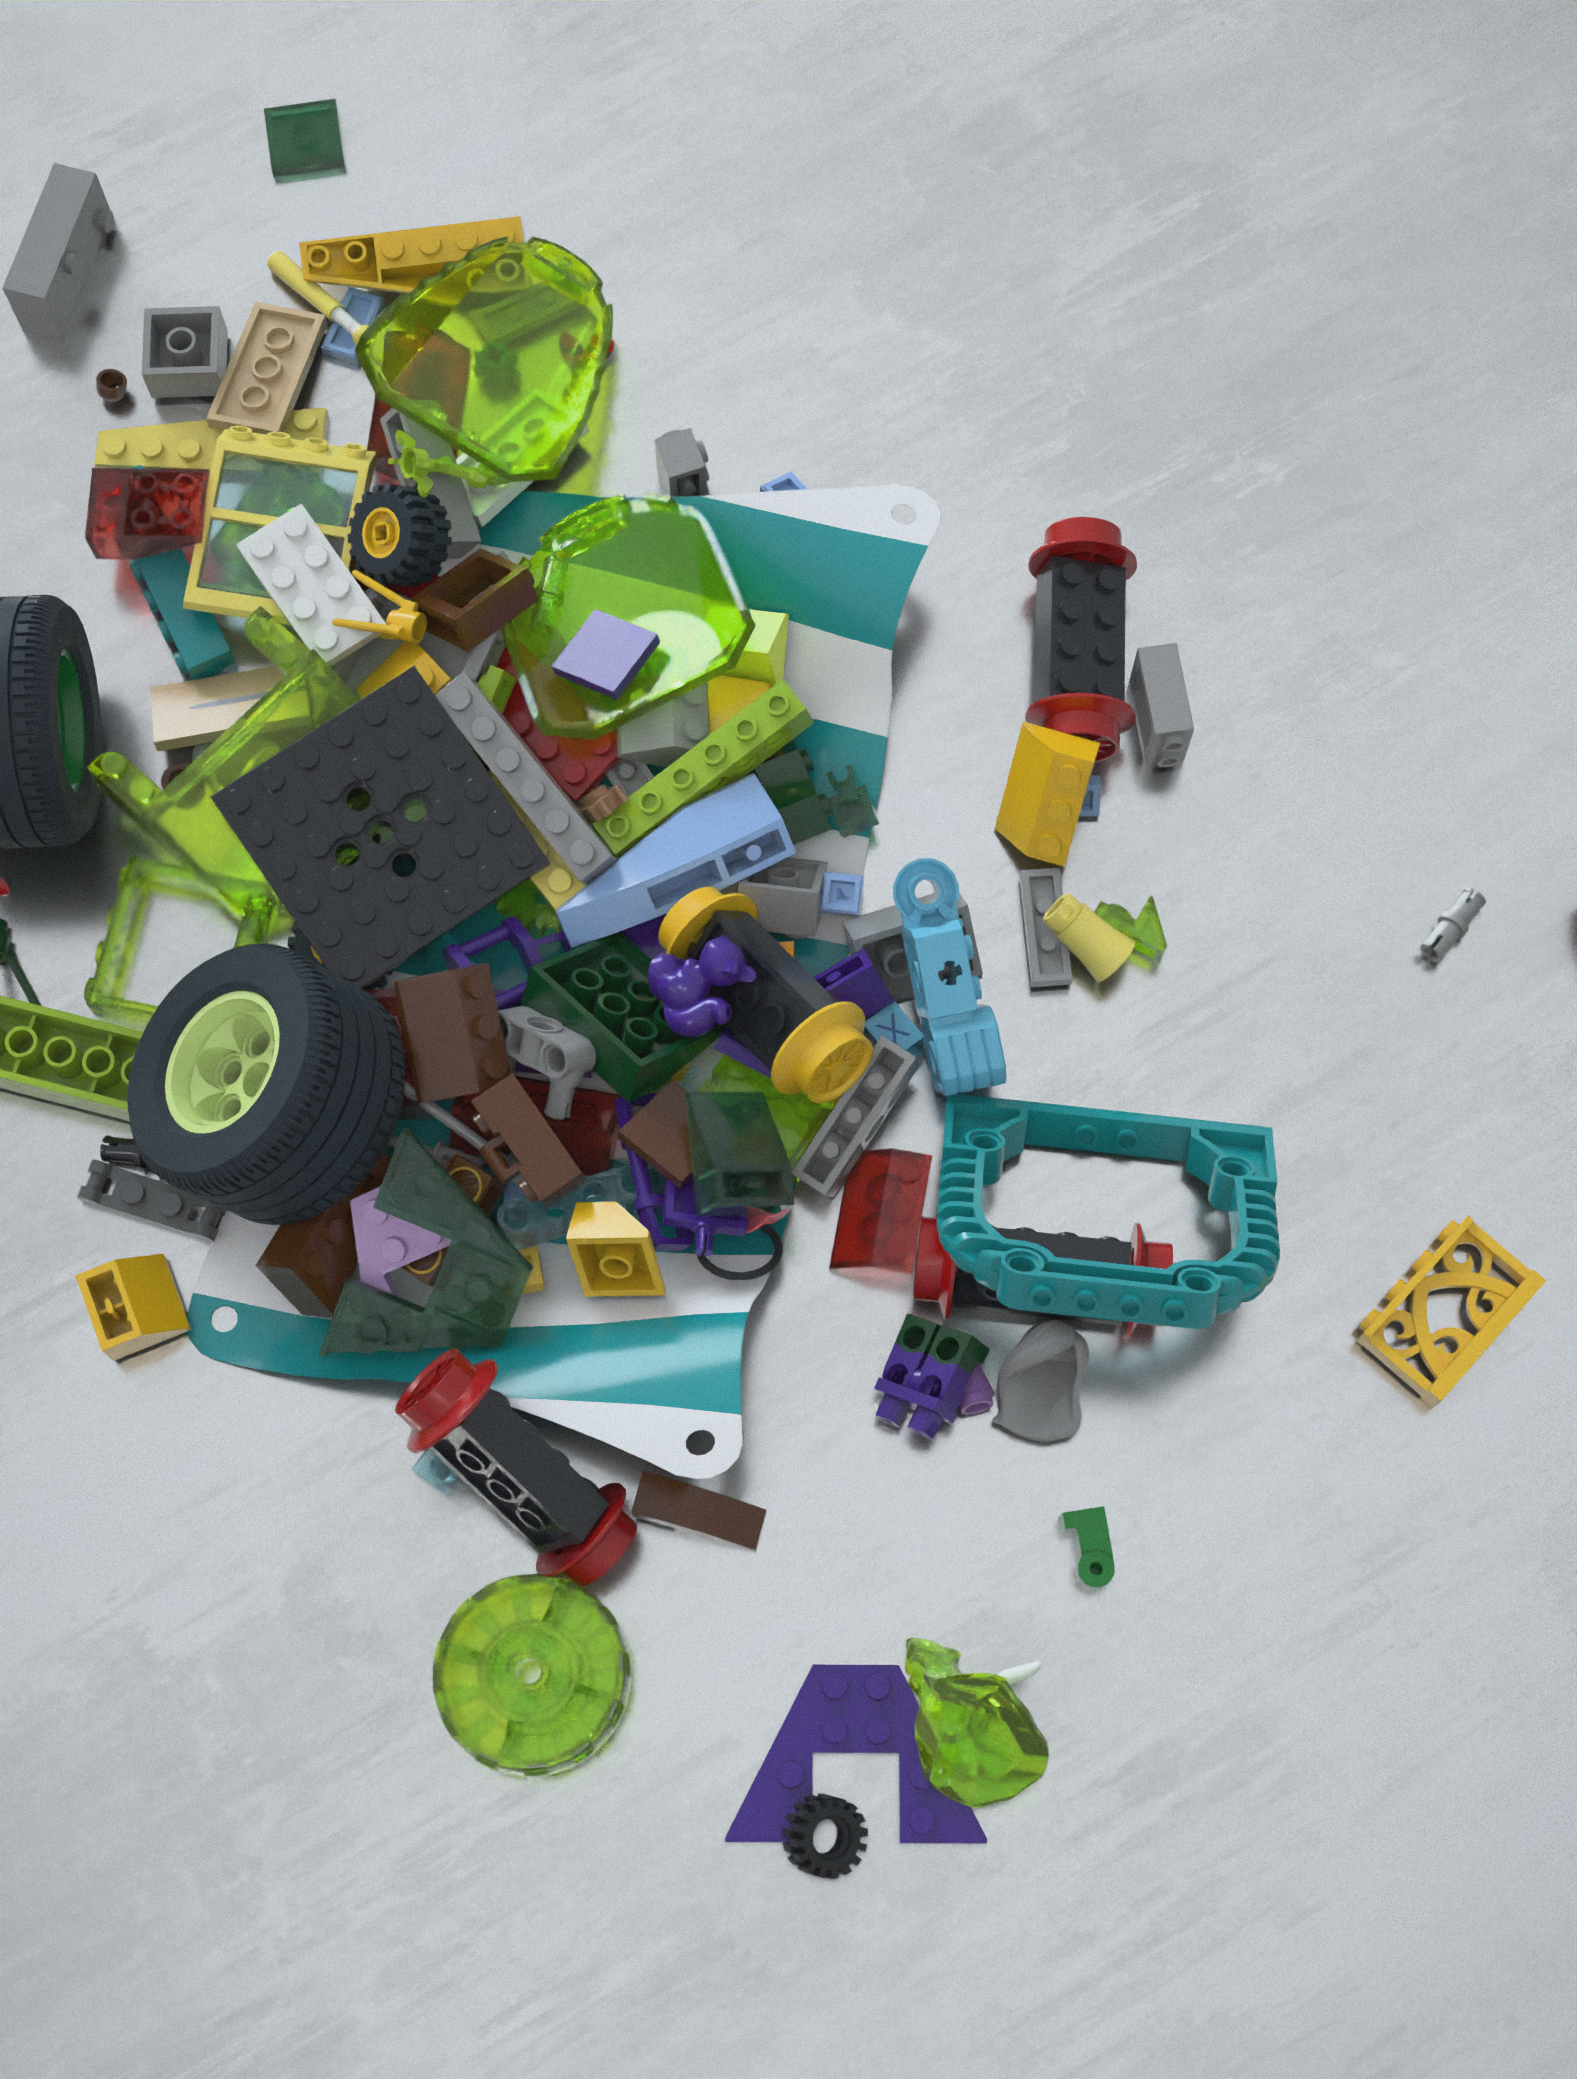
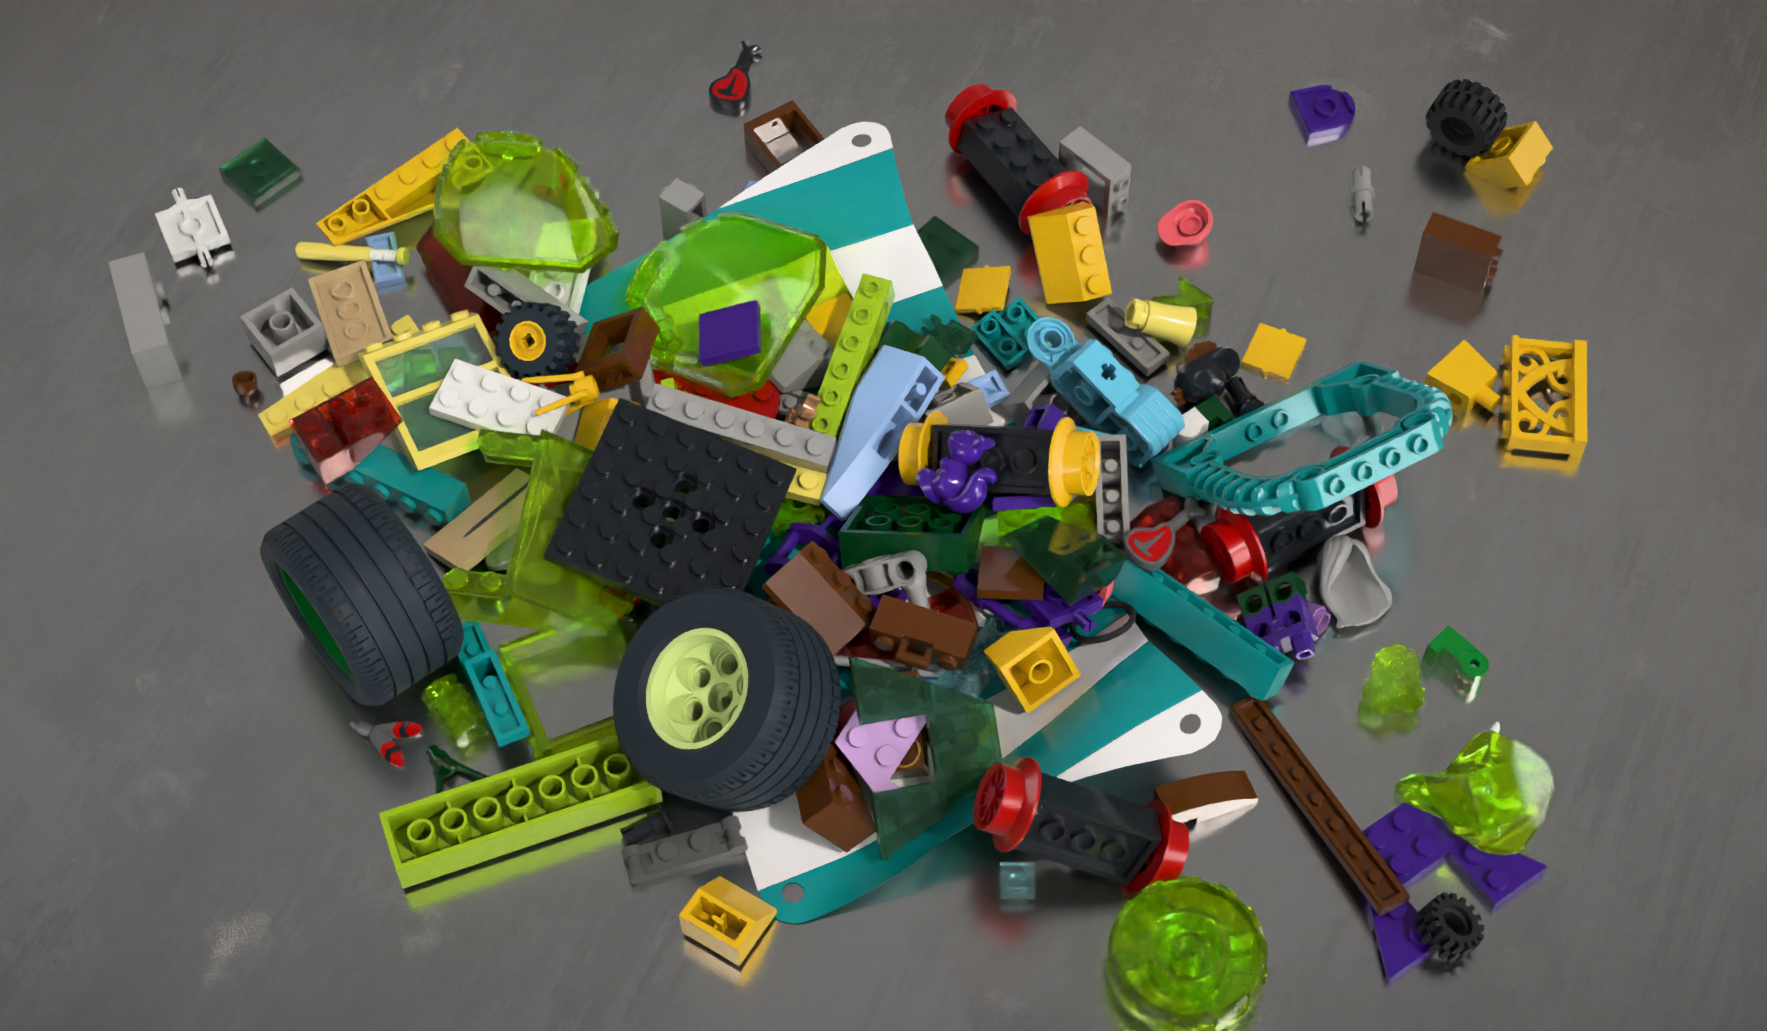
camera: 35 degrees left, 15 degrees down
(42, 897) = (455, 710): none -> clear neon green piece
(88, 892) = (491, 686): none -> teal bracket
(188, 165) = (192, 228): none -> white plate
(416, 464) = (520, 287): lime piece -> none
(807, 1604) = (1320, 805): none -> reddish brown tile
(821, 846) = (953, 371): none -> yellow tile
(839, 1326) = (1203, 630): none -> teal brick
(851, 1202) = (1153, 546): none -> dark grey piece
(863, 344) = (735, 88): none -> black piece
(865, 418) = (785, 119): none -> reddish brown window
(928, 688) = (946, 248): none -> clear green plate
(929, 832) = (1007, 333): none -> teal slope
(936, 767) = (983, 289): none -> yellow piece
(997, 1526) = (1395, 681): none -> clear neon green hair
(1040, 1083) = (1202, 419): none -> leg
(1083, 1031) = (1204, 372): none -> black hair
(1109, 1092) = (1242, 397): none -> black pin
(1195, 1050) = (1273, 352): none -> yellow piece
(1216, 833) = (1186, 224): none -> coral hat
(1371, 1229) = (1465, 379): none -> yellow torso
(1490, 1075) = (1458, 253): none -> reddish brown brick
(1498, 789) = (1322, 110): none -> dark purple tile

